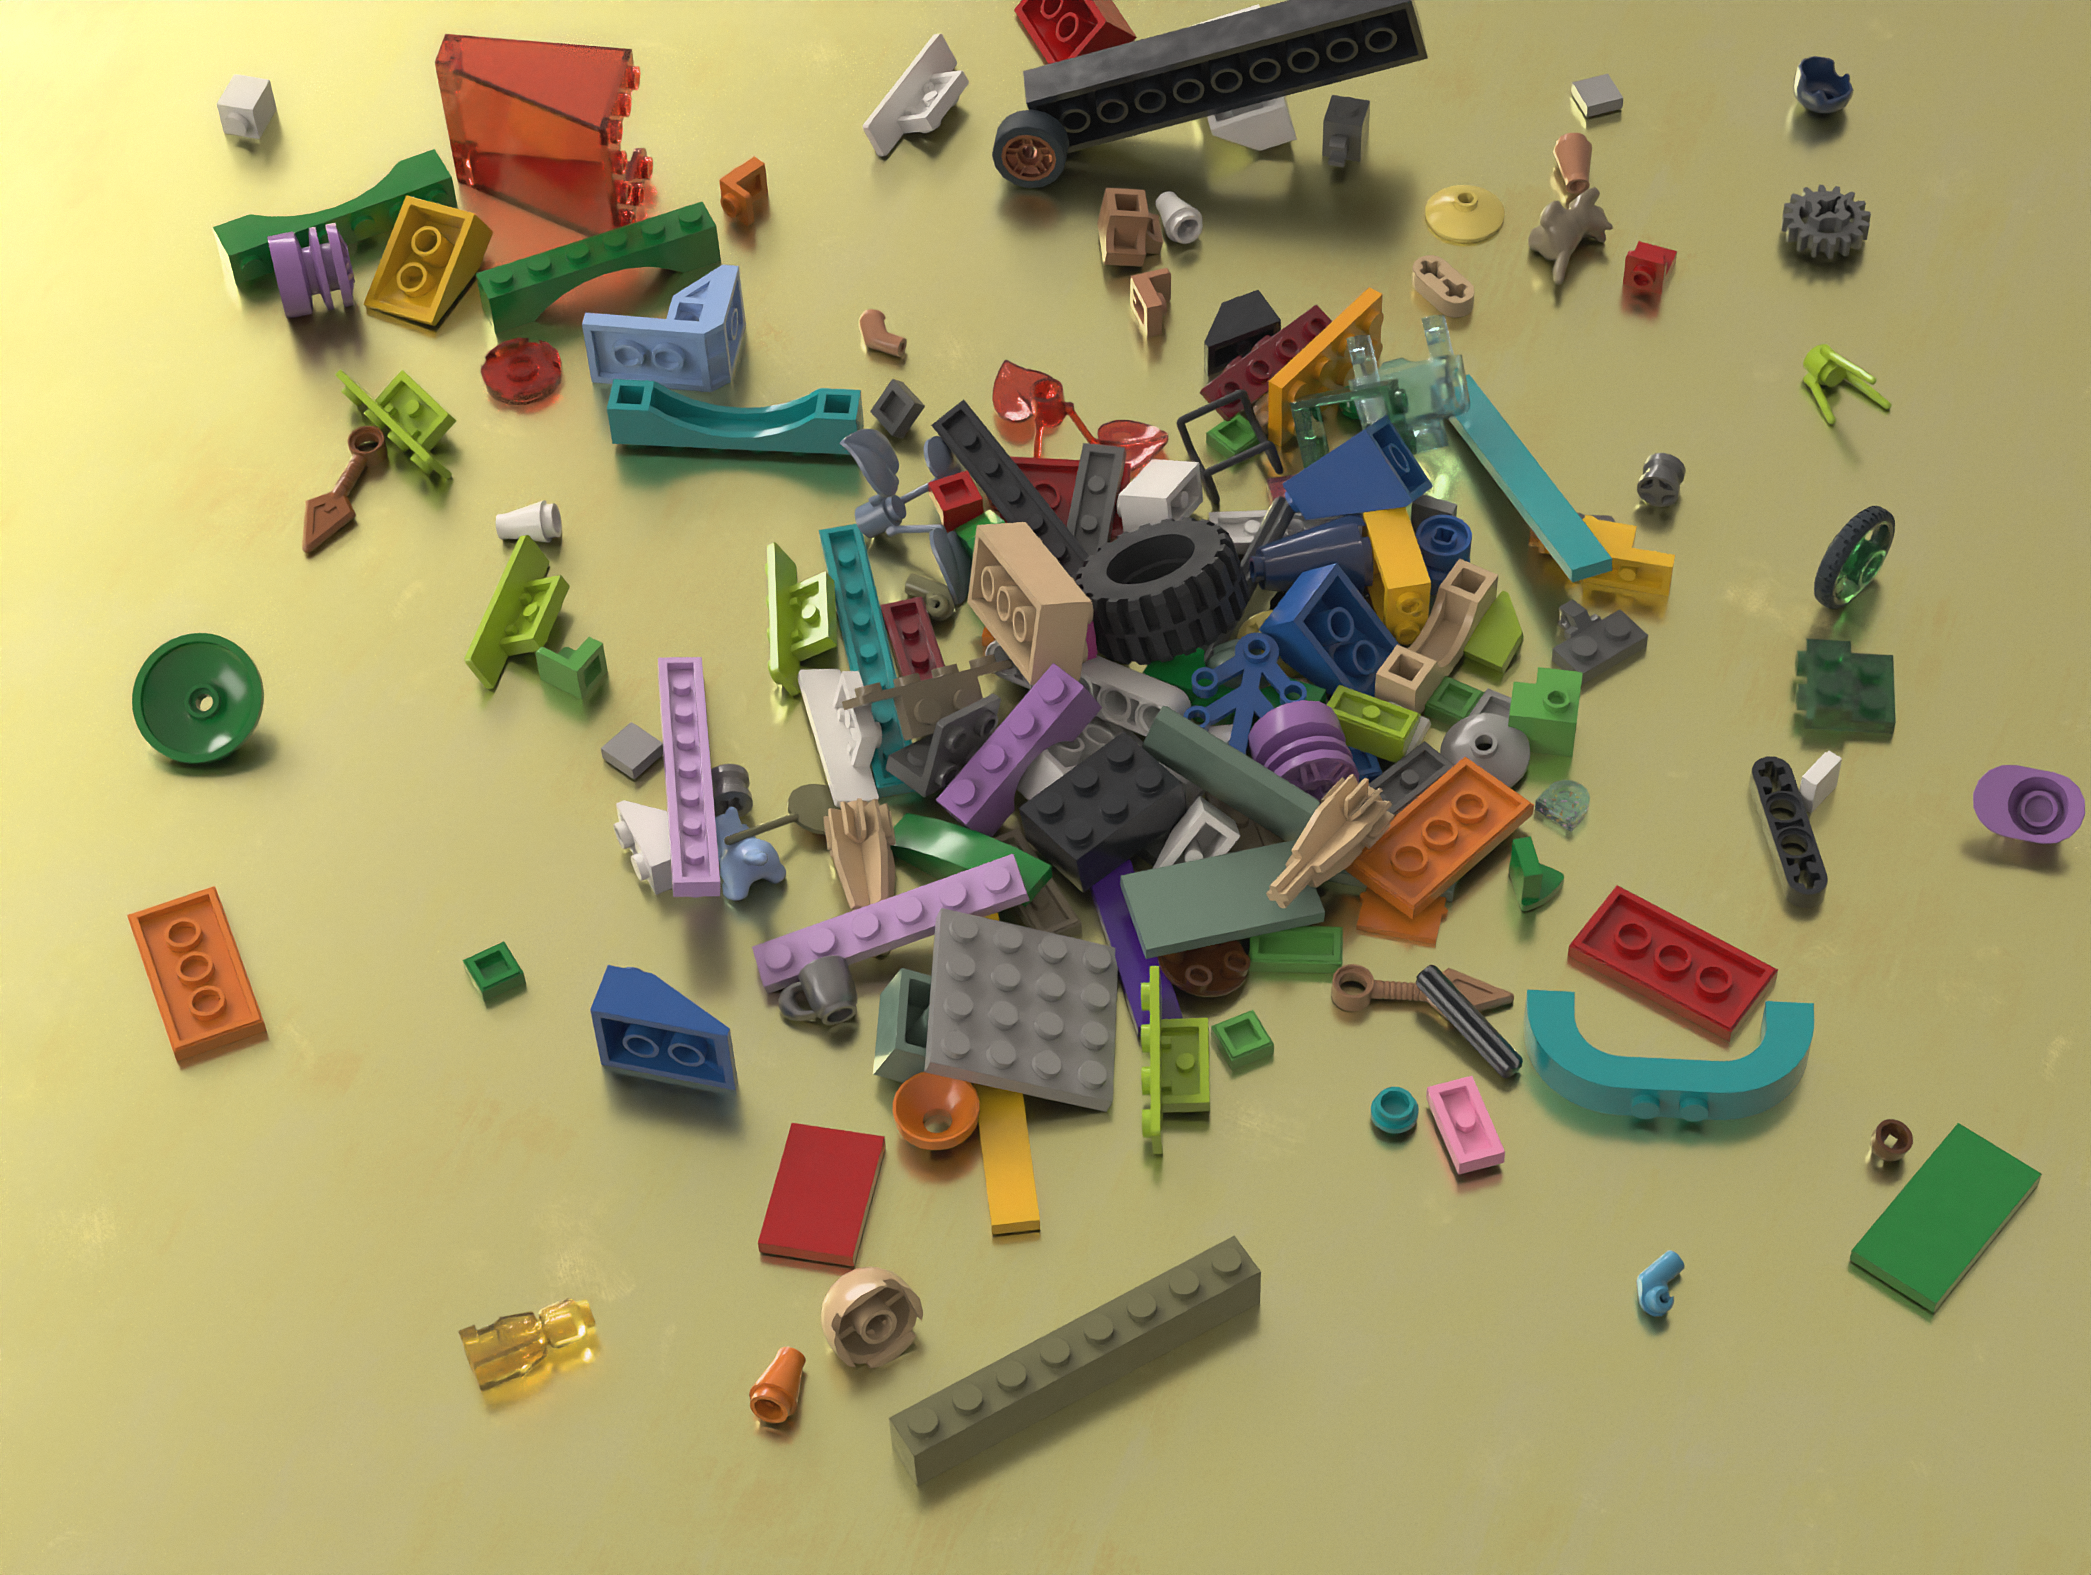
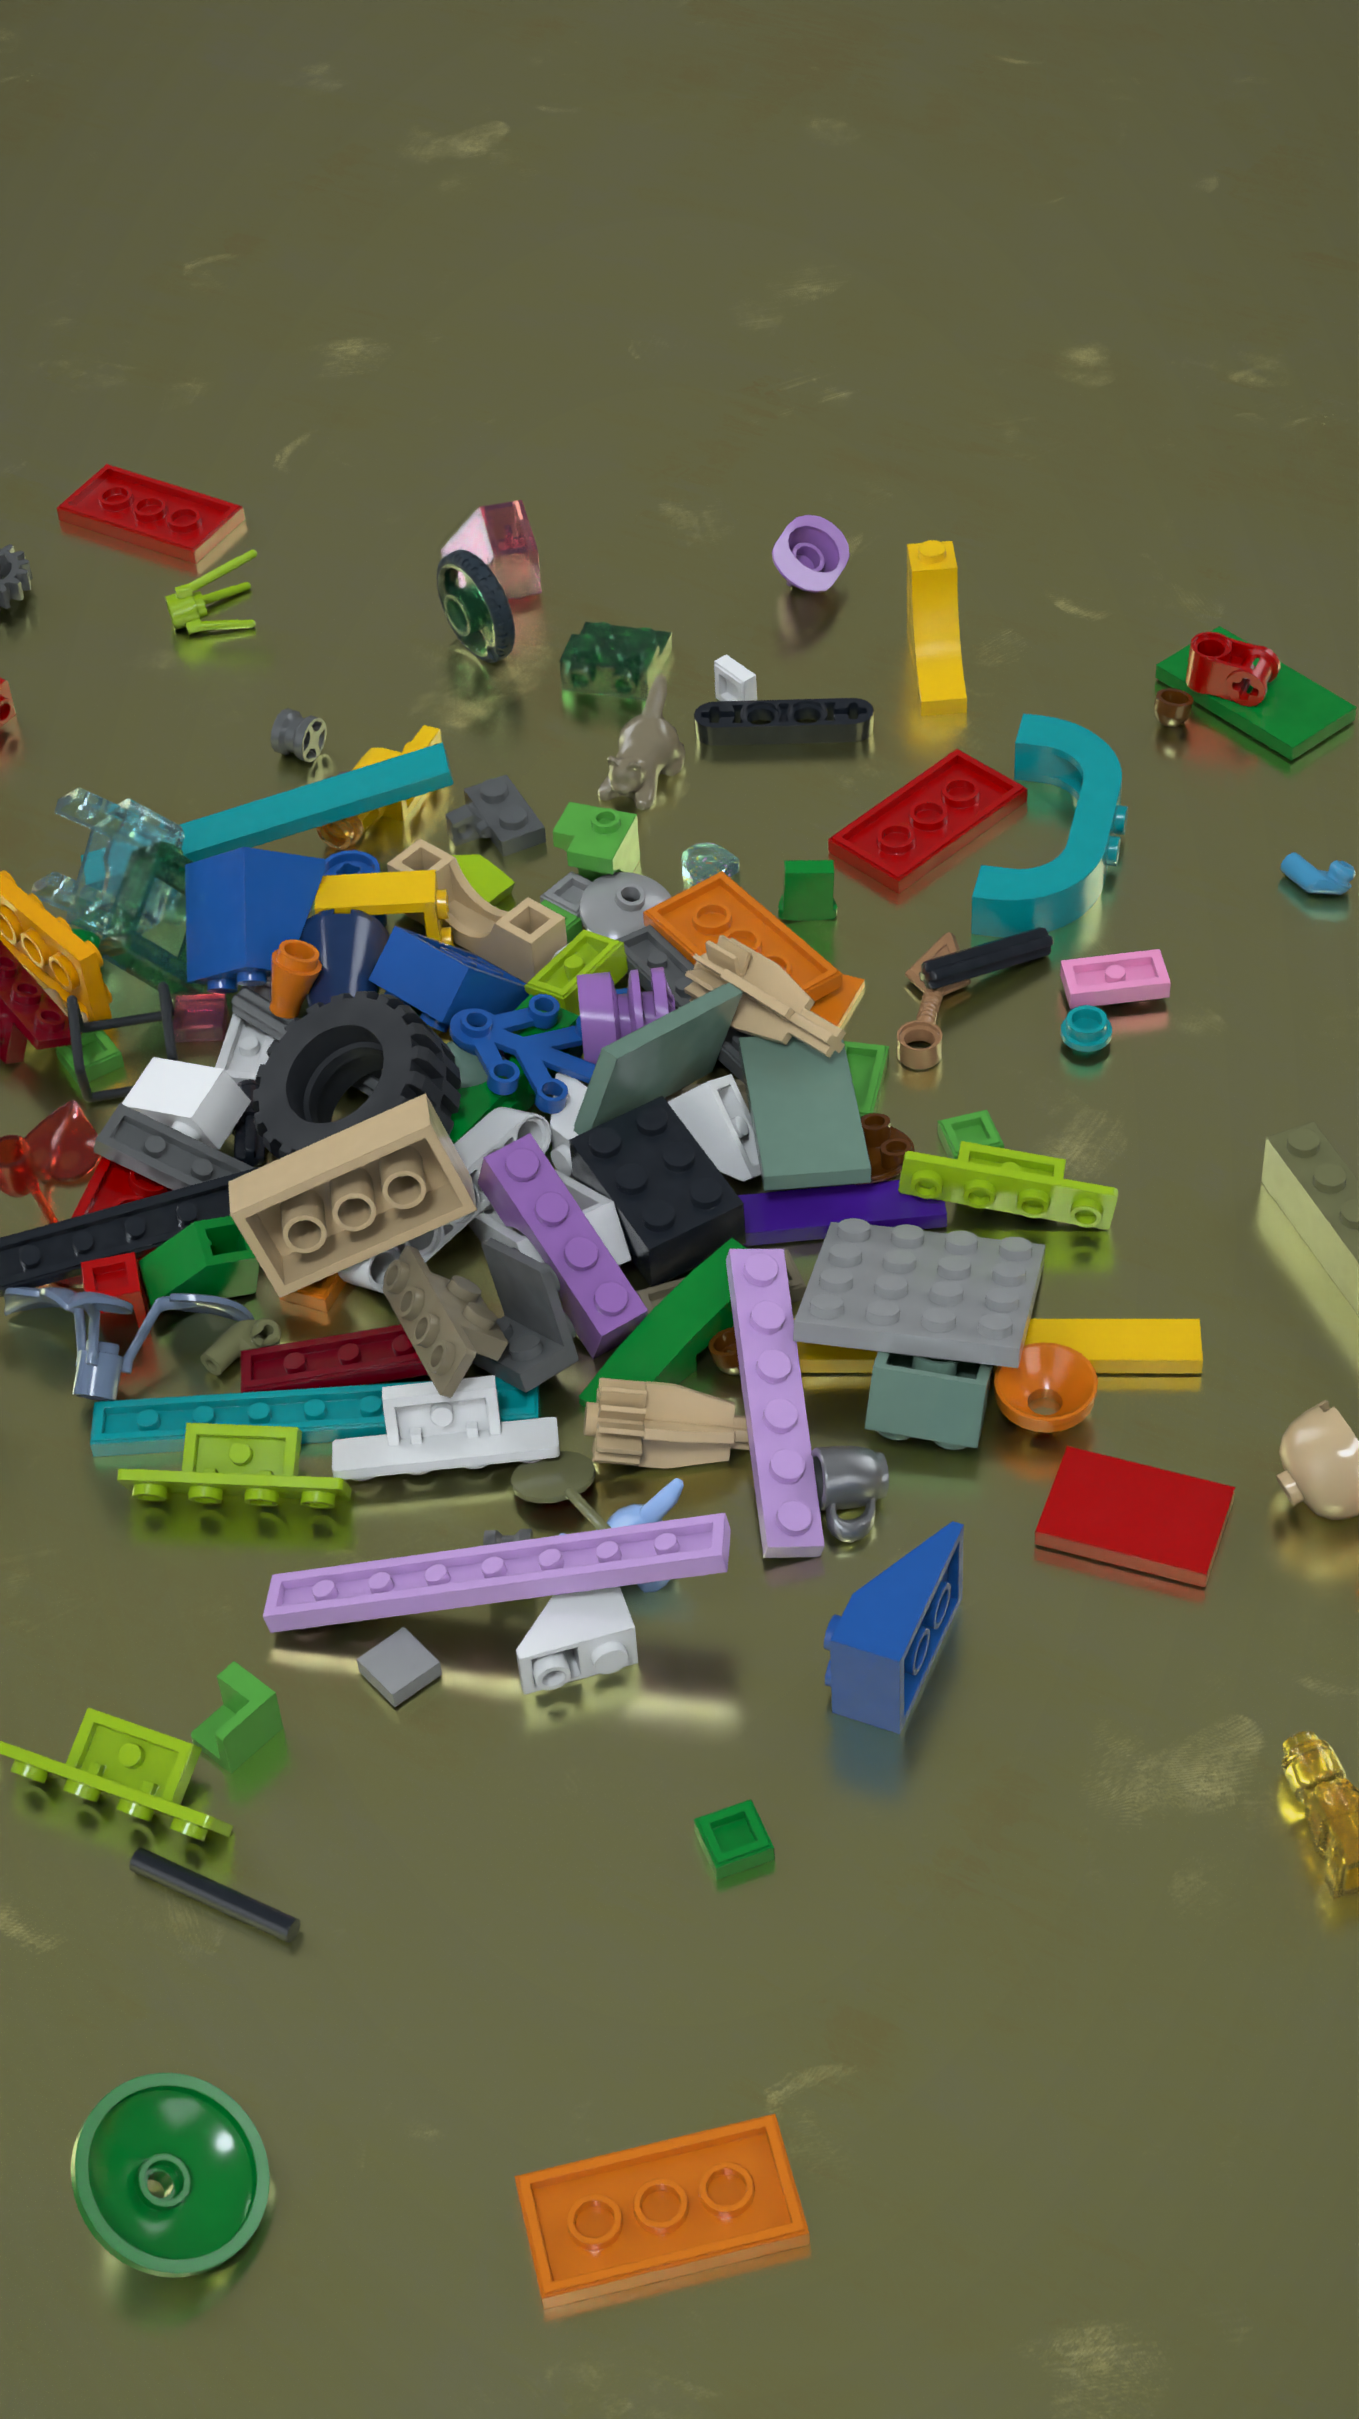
camera: 80 degrees left, 5 degrees down
(433, 688) = (215, 1895): none -> black bar
(1285, 516) = (292, 976): none -> orange cone
(1697, 726) = (645, 749): none -> dark tan animal
(1941, 1180) = (1227, 670): none -> red piece
(1942, 924) = (934, 627): none -> yellow arch
(1963, 569) = (505, 543): none -> slope
(1973, 314) = (151, 513): none -> red tile

